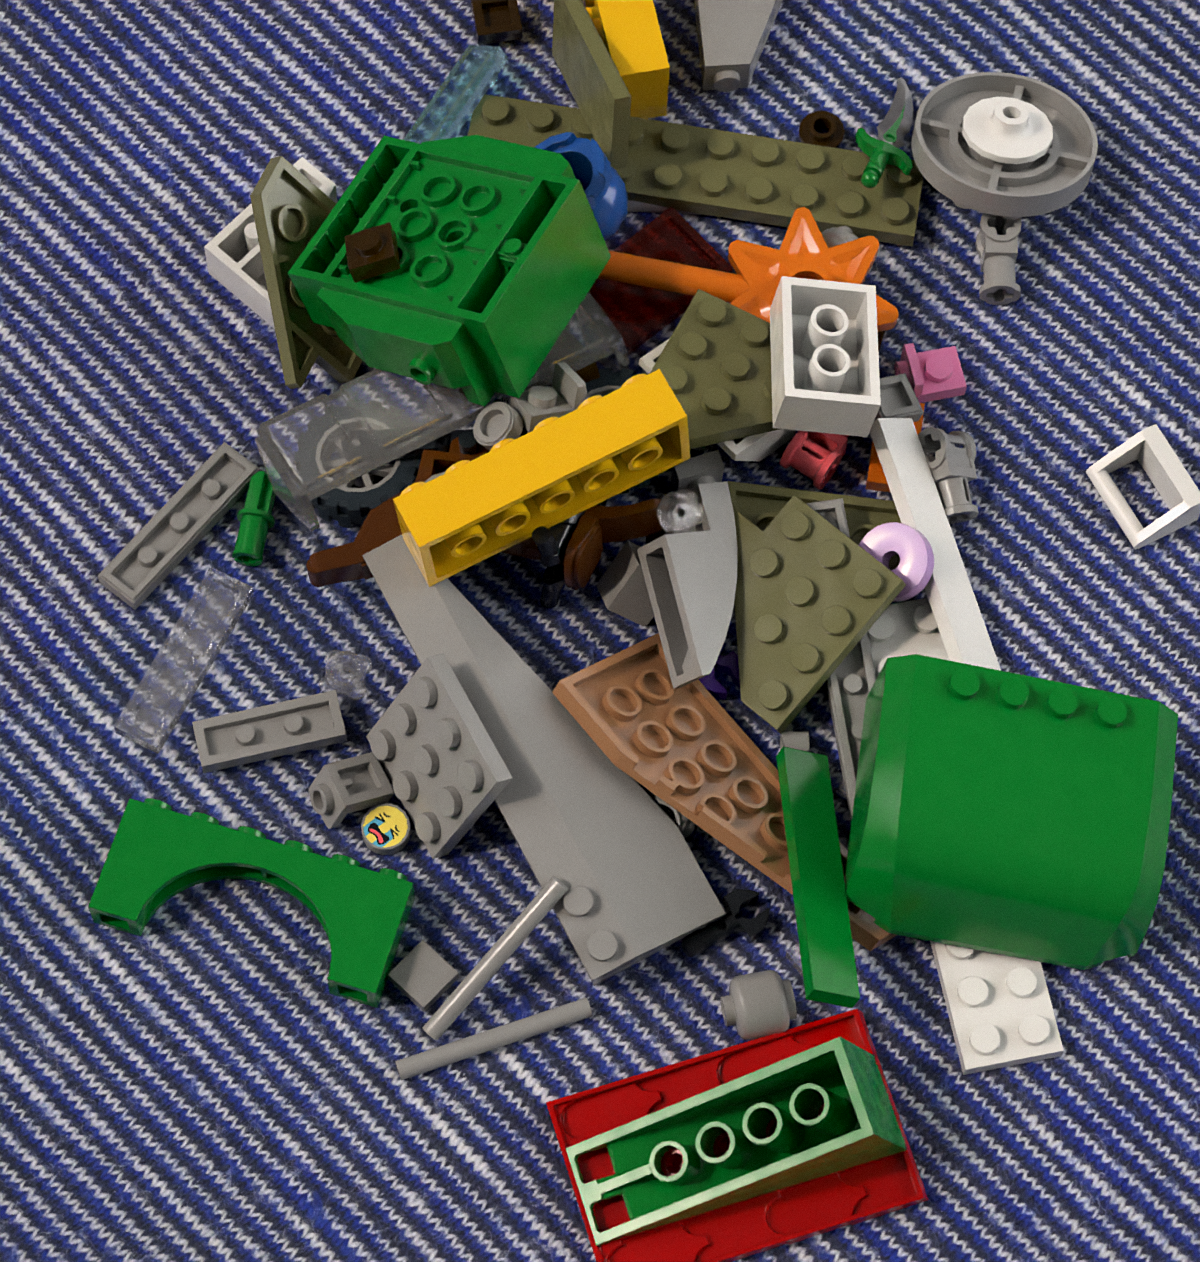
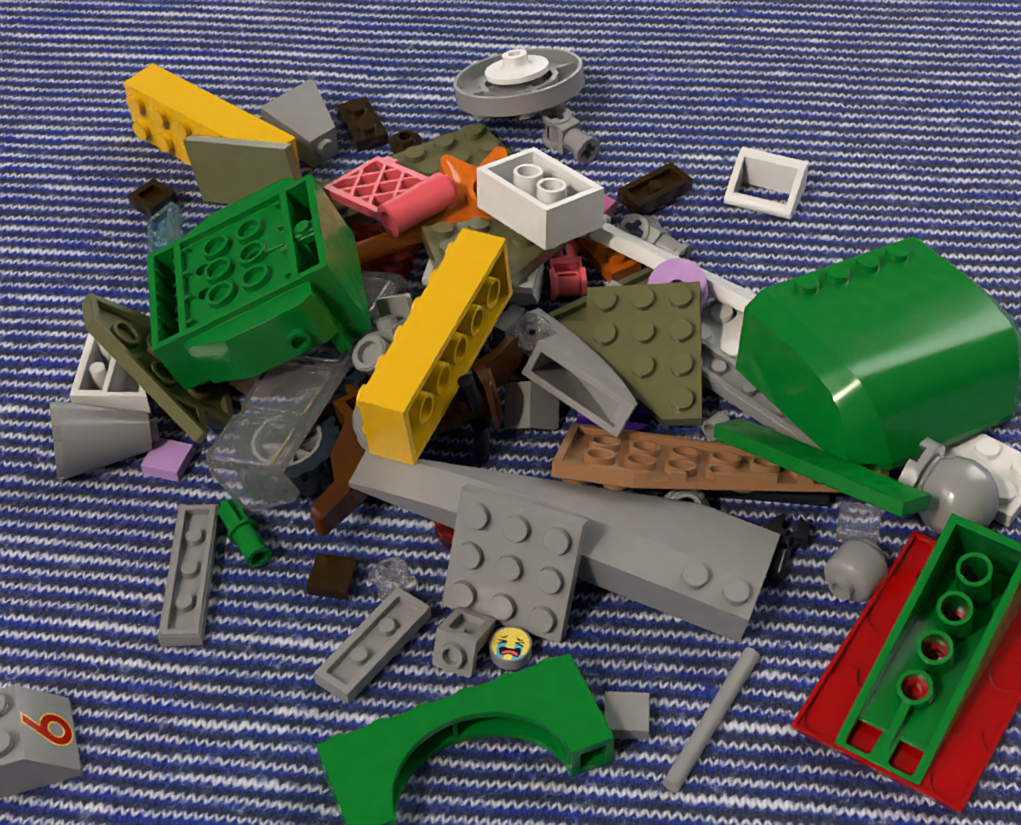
camera: 35 degrees left, 20 degrees down
(184, 660) = (270, 646): clear plate -> none
(202, 307) = (97, 436): none -> light grey cone
(257, 376) = (168, 459): none -> lavender tile
(297, 629) = (332, 576): none -> dark brown tile
(372, 252) = (205, 294): dark brown plate -> none
(495, 958) = (671, 658): light grey bar -> none
(713, 250) = (401, 193): none -> coral piece
(802, 66) = (362, 124): none -> dark brown plate
(890, 138) = (449, 121): green piece -> none
(916, 1004) = (955, 487): none -> light grey tile
(1022, 402) = (654, 189): none -> dark brown plate

